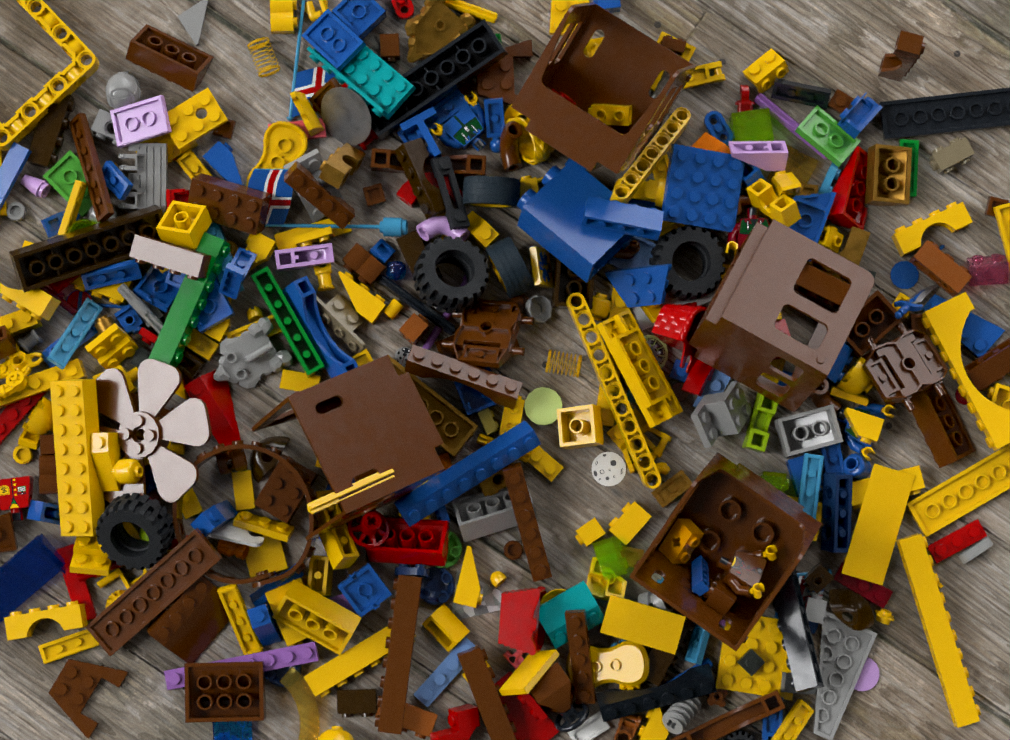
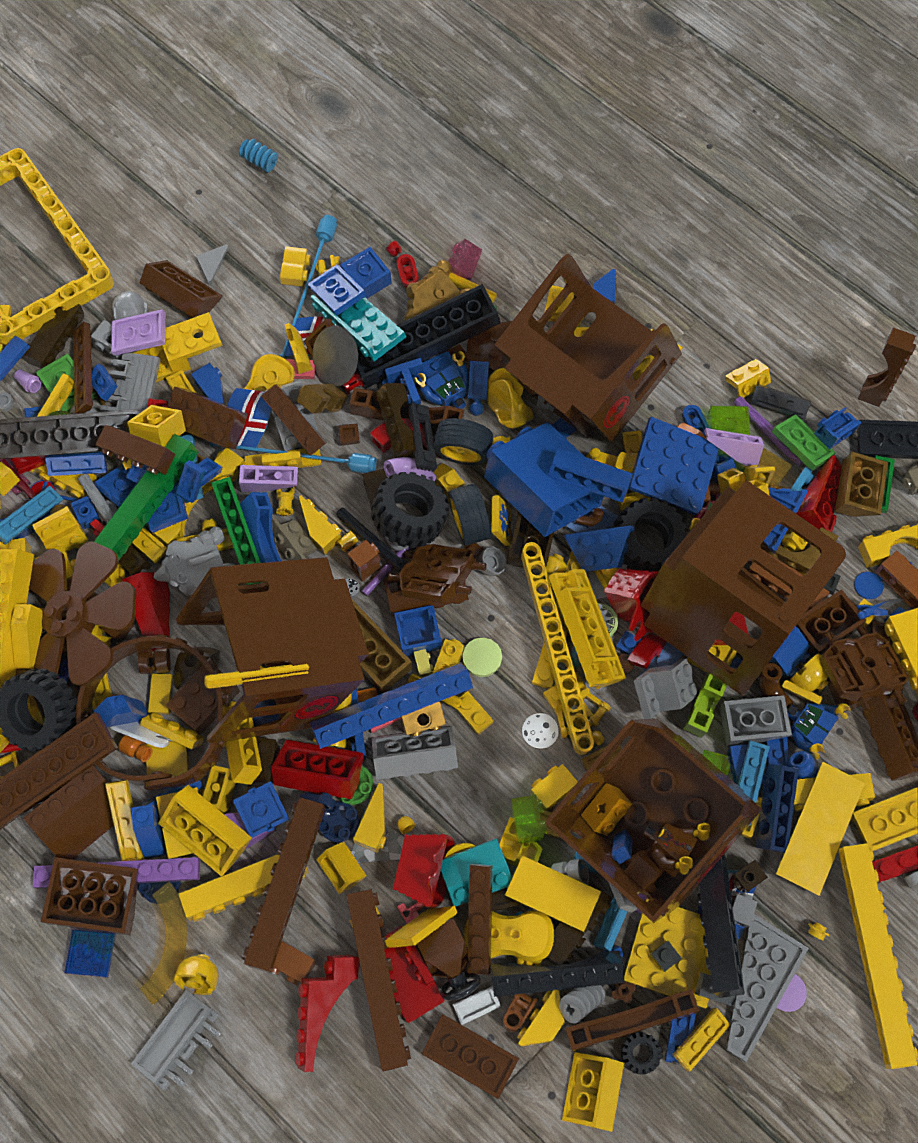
camera: 10 degrees right, 15 degrees down
(127, 471) = (43, 648): yellow head -> none
(225, 130) = (218, 357): reddish brown tile -> none
(269, 67) = (268, 293): yellow piece -> none
(357, 701) = (229, 932): dark brown brick -> none
(363, 264) = (326, 495): reddish brown brick -> none
(370, 526) = (279, 743): red wheel -> none
(382, 251) = (346, 485): blue plate -> none
(390, 47) = (390, 306): reddish brown brick -> none
(396, 270) = (357, 505): clear blue piece -> none
(435, 365) = (437, 624): reddish brown arch -> none
(442, 675) = (326, 920): medium blue plate -> none
(509, 146) = (488, 405): reddish brown cylinder -> none
(513, 550) = (427, 797): reddish brown tile -> none
(526, 522) = (445, 767): reddish brown arch -> none
(549, 361) = (495, 611): yellow piece -> none
(580, 426) = (516, 679): yellow brick -> none
(589, 532) = (509, 789): yellow brick -> none
(652, 150) = (626, 430): yellow beam -> none
(702, 76) = (684, 373): yellow plate -> none
(744, 103) = (724, 399): red piece -> none
(840, 101) = (817, 414): reddish brown plate -> none
(842, 601) = (774, 907): dark brown piece -> none
(864, 425) = (815, 720): yellow slope -> none
(871, 591) = (801, 898): dark red plate -> none

